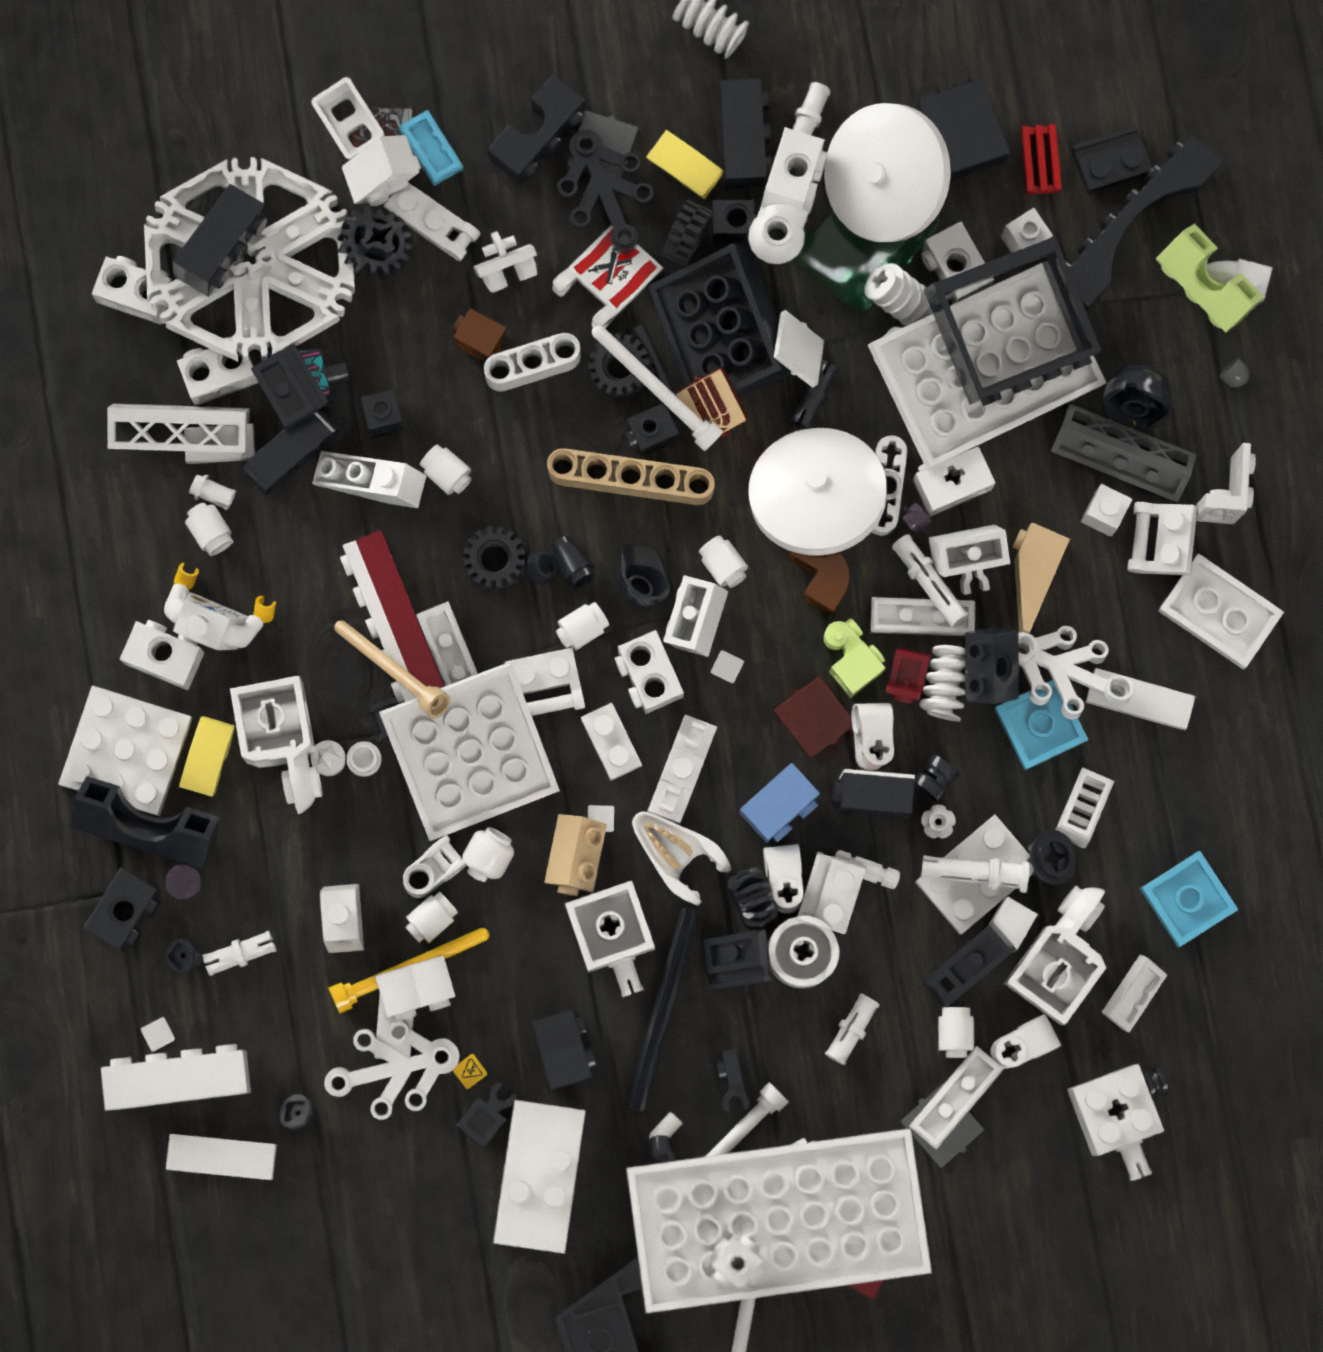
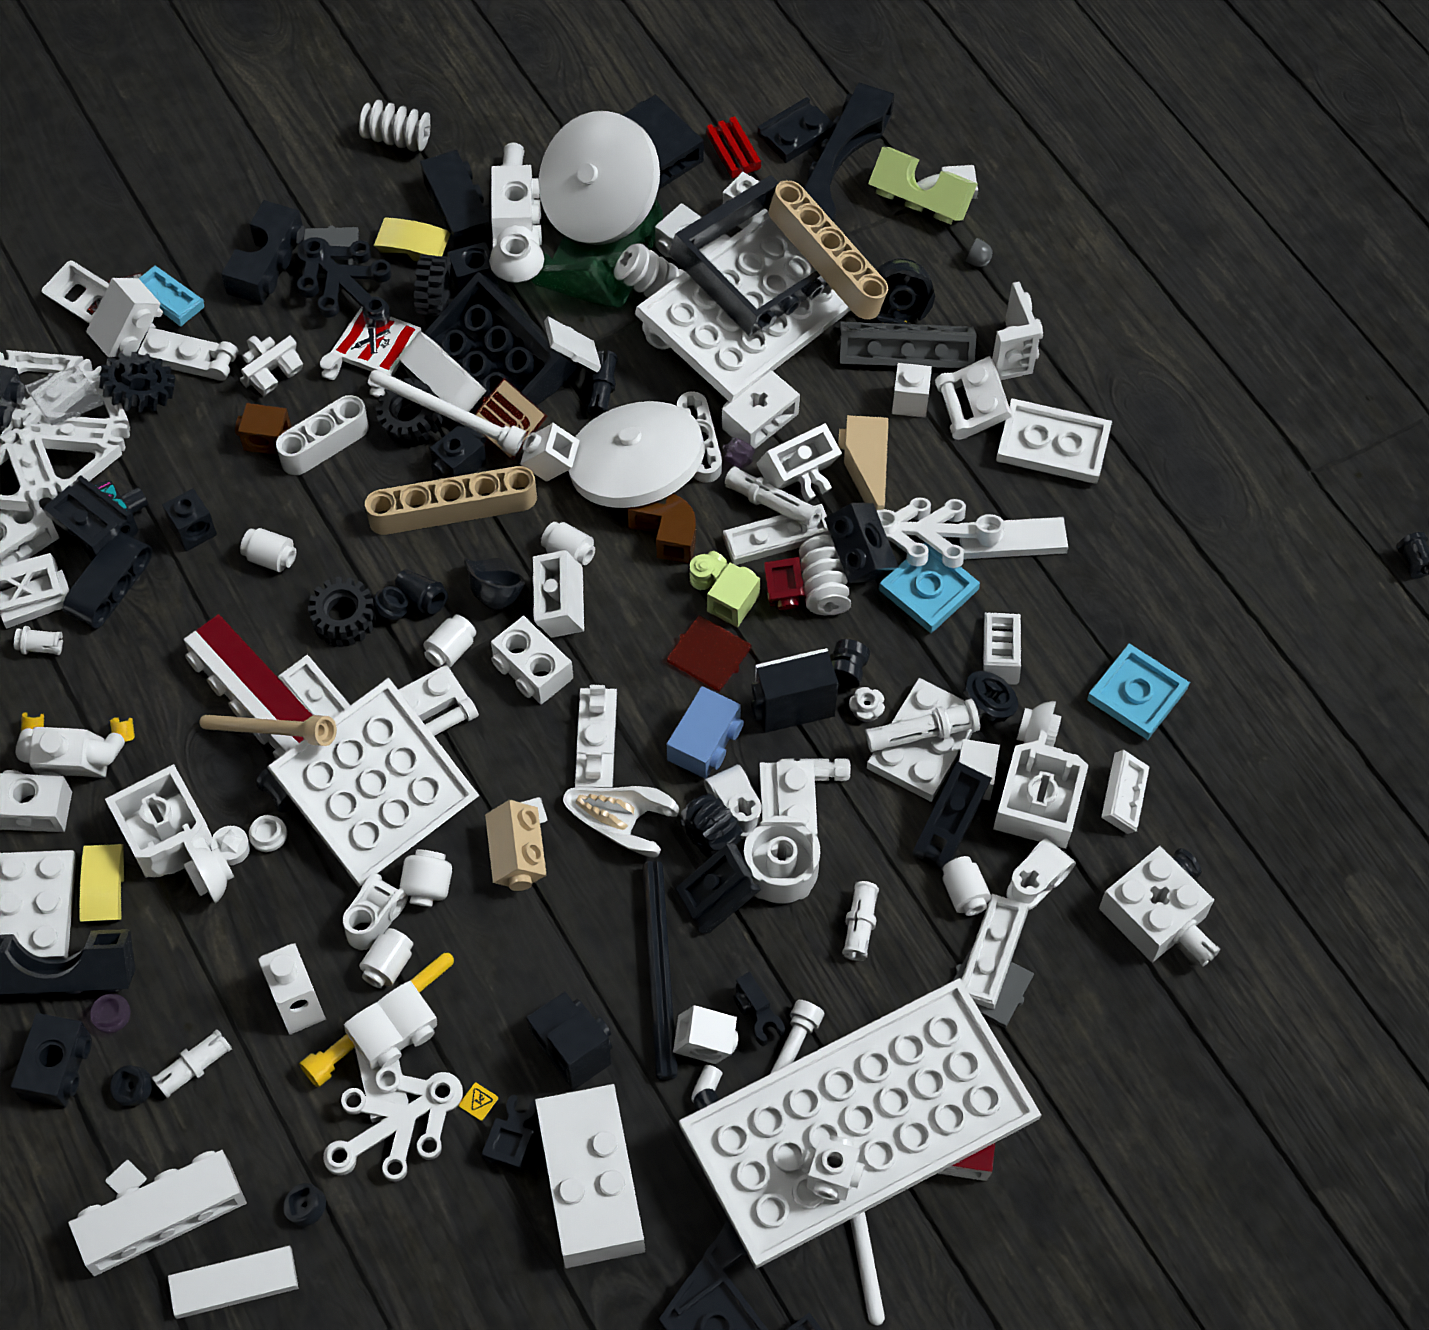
camera: 15 degrees left, 20 degrees down
(209, 528) = (44, 673): white brick -> none
(302, 236) = (64, 395): none -> clear piece
(370, 478) = (199, 578): white slope -> none
(611, 741) = (515, 737): white plate -> none
(616, 951) = (596, 909): white brick -> none
(664, 335) = (441, 373): none -> white beam
(679, 1089) = (705, 1034): none -> white brick
(727, 666) = (606, 637): white sticker -> none
(738, 460) = (549, 452): none -> white brick
(873, 728) = (769, 638): white piece -> none
(1082, 331) = (828, 250): none -> tan beam

